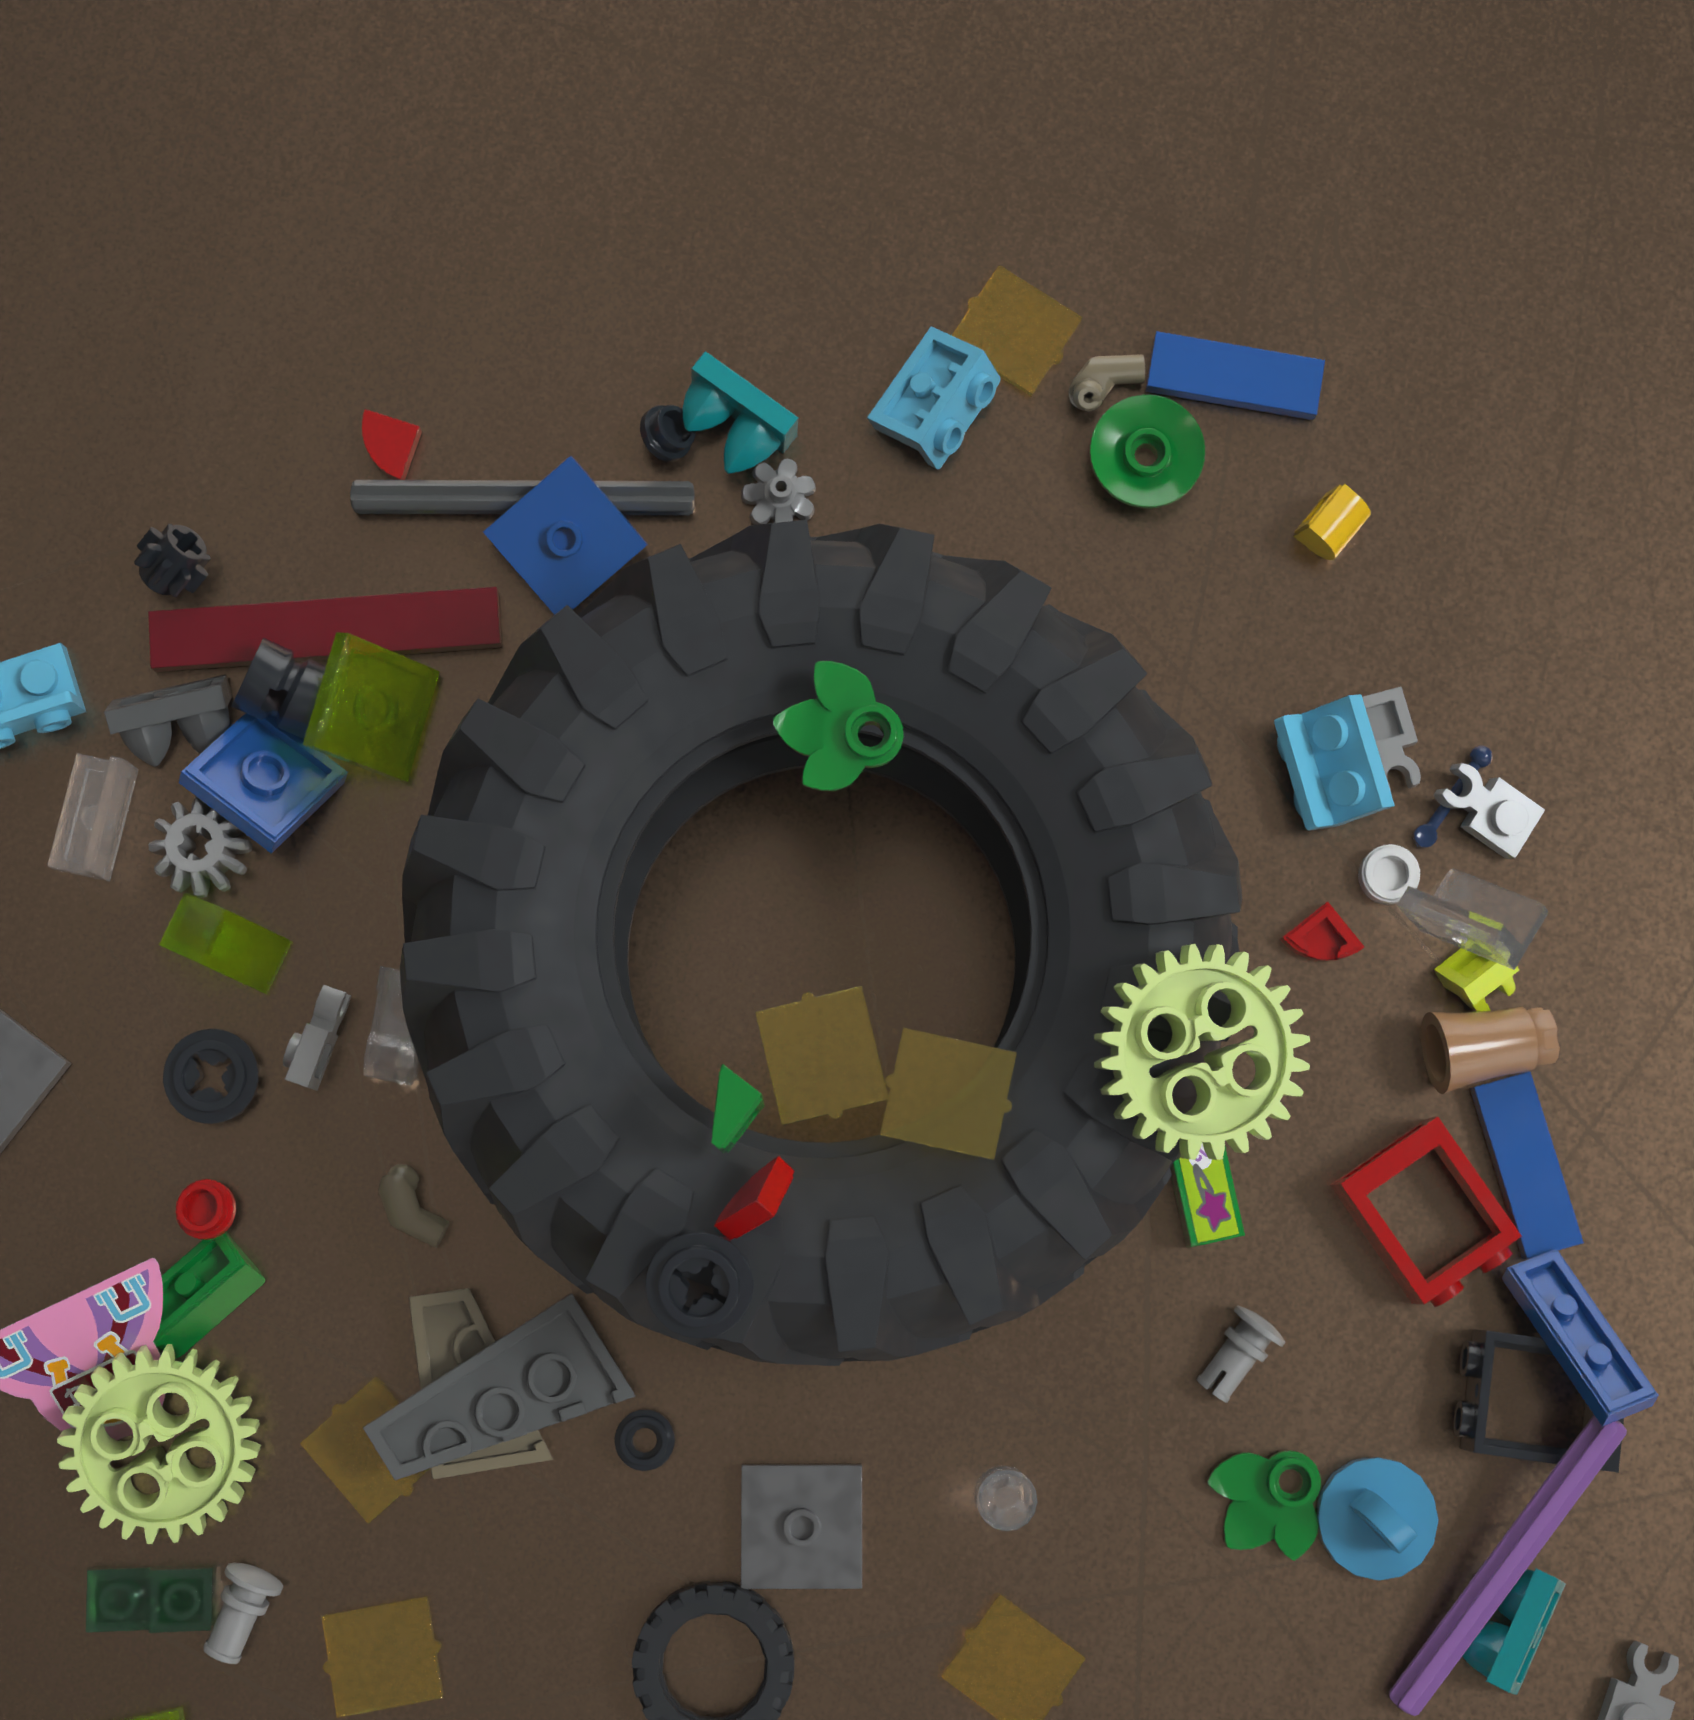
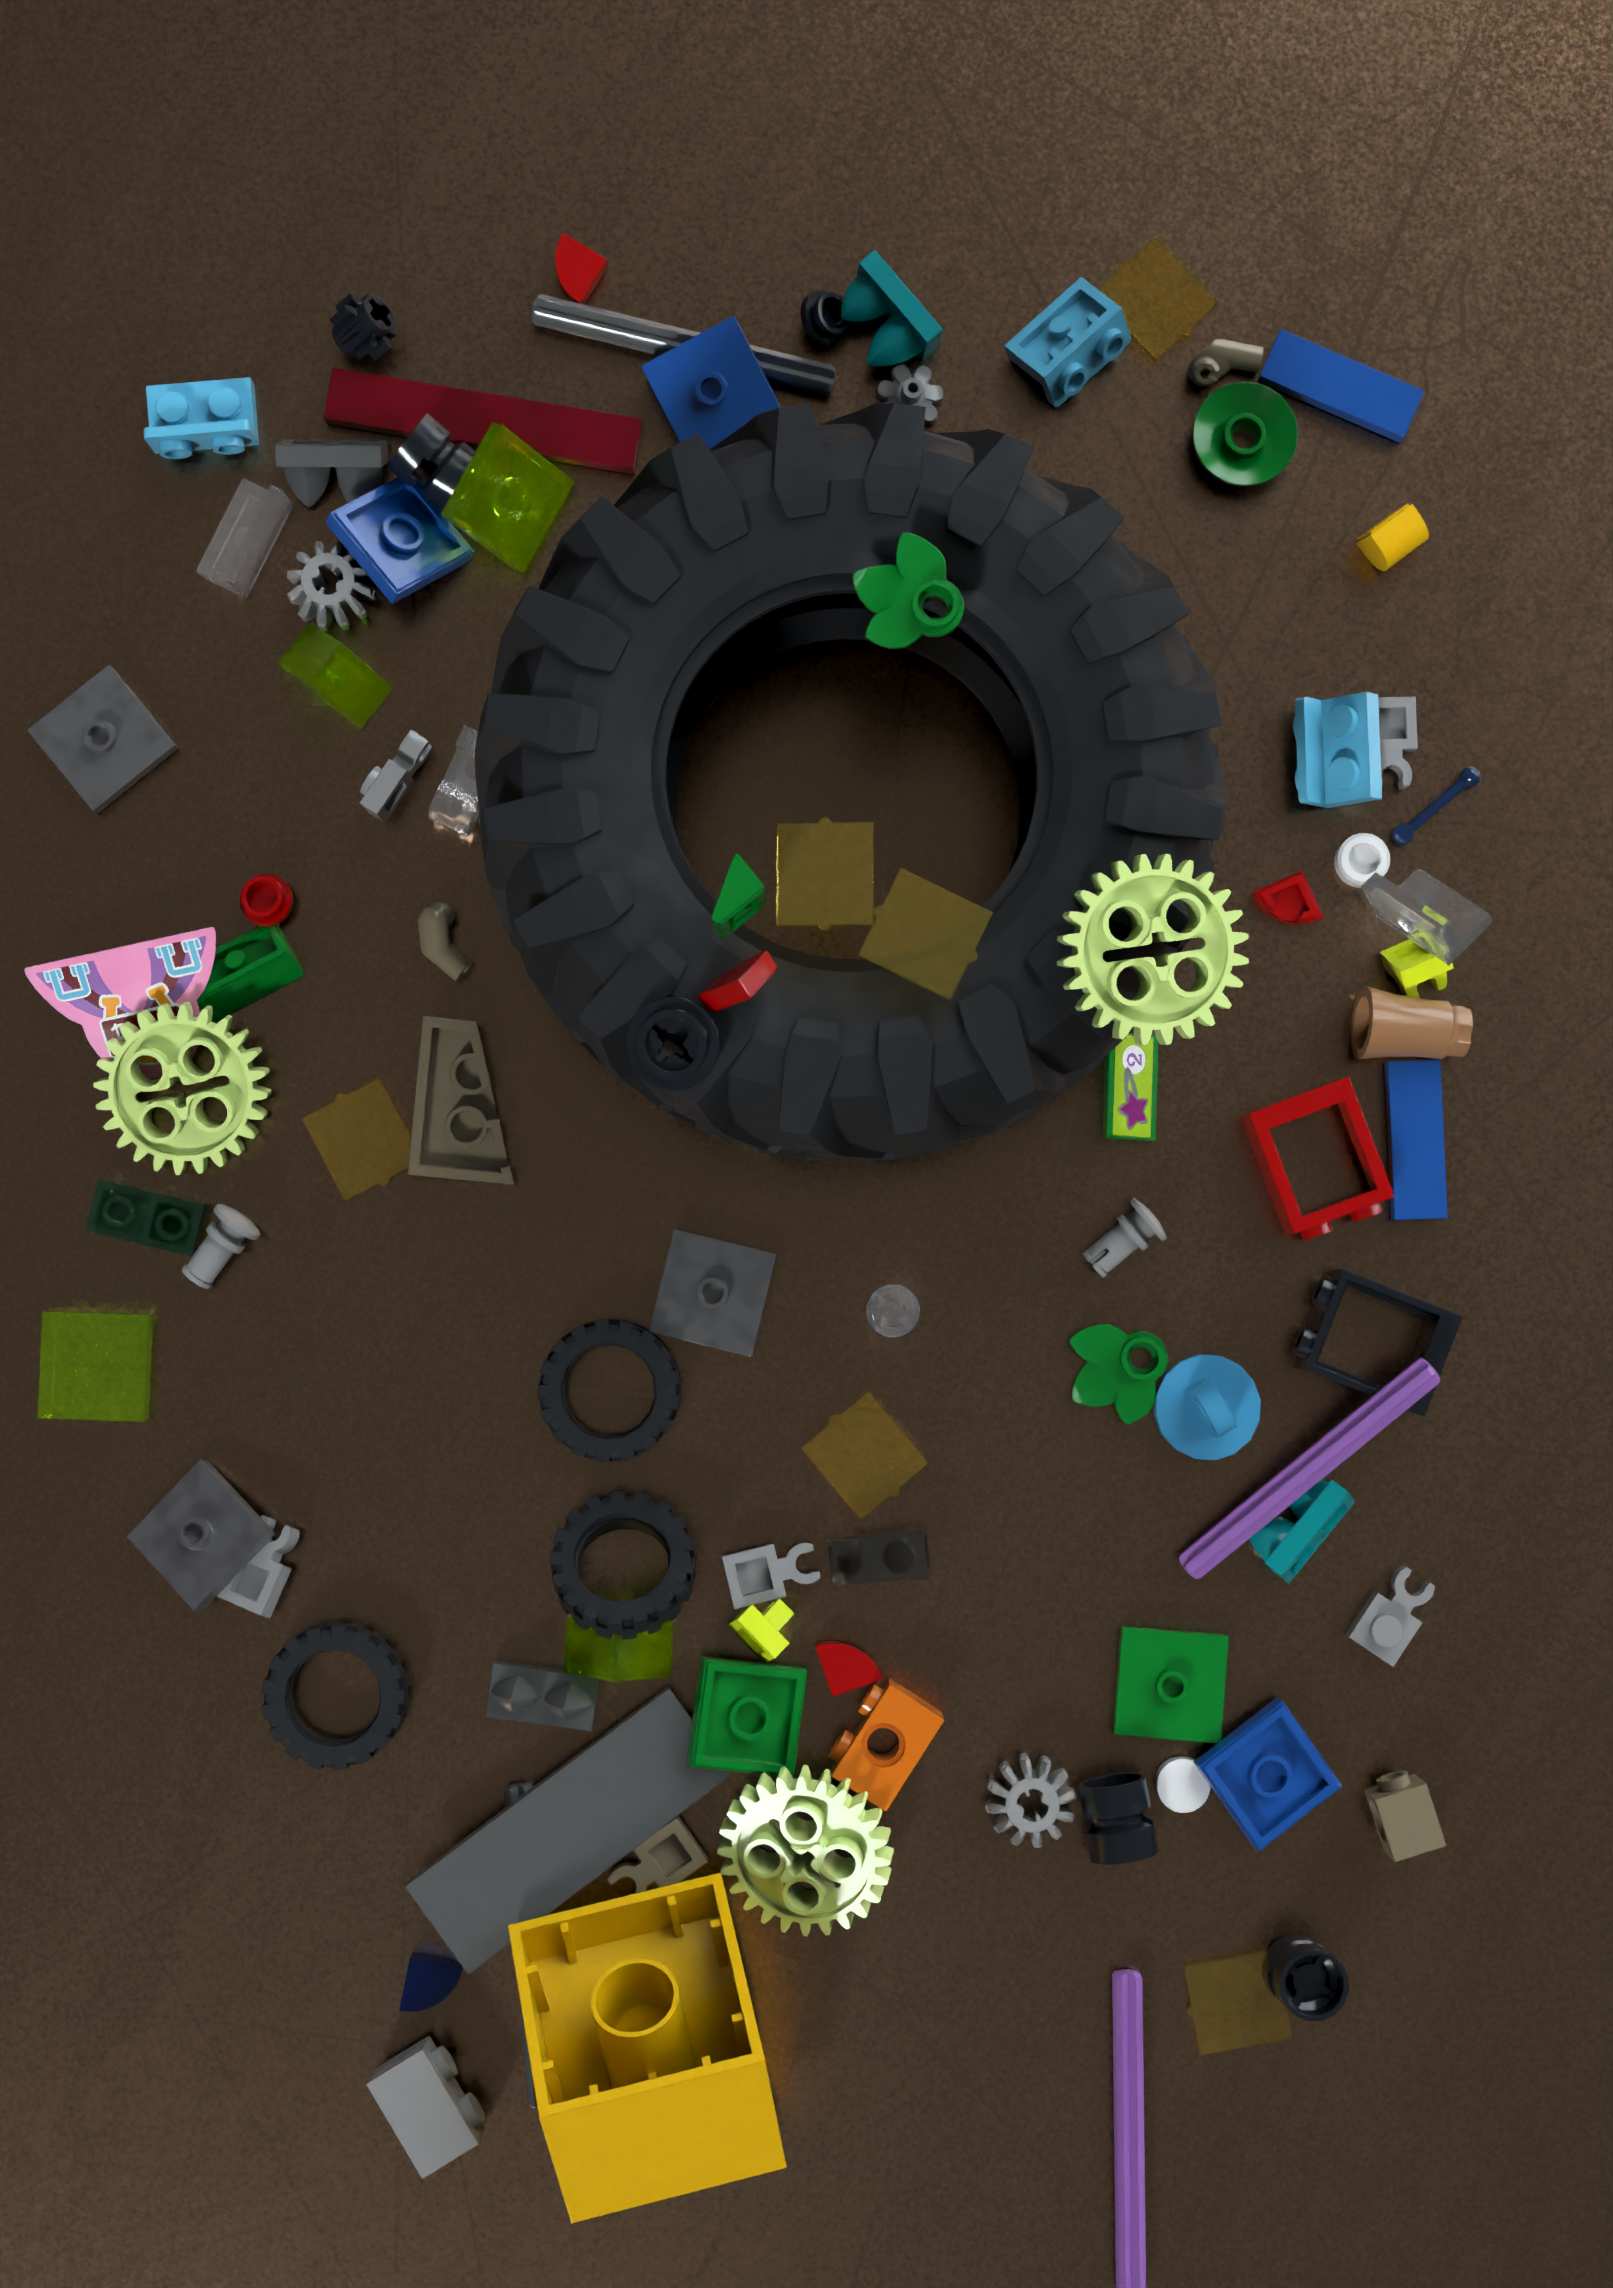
camera: 15 degrees right, 5 degrees up
(184, 1073) = (273, 780): black gear -> none
(382, 1656) = (331, 1314): clear yellow piece -> none
(519, 1384) = (493, 1113): dark grey wing -> none
(627, 1449) = (579, 1183): black plate -> none
(1497, 812) = (1470, 828): plate -> none
(1580, 1337) = (1421, 1293): blue tile -> none

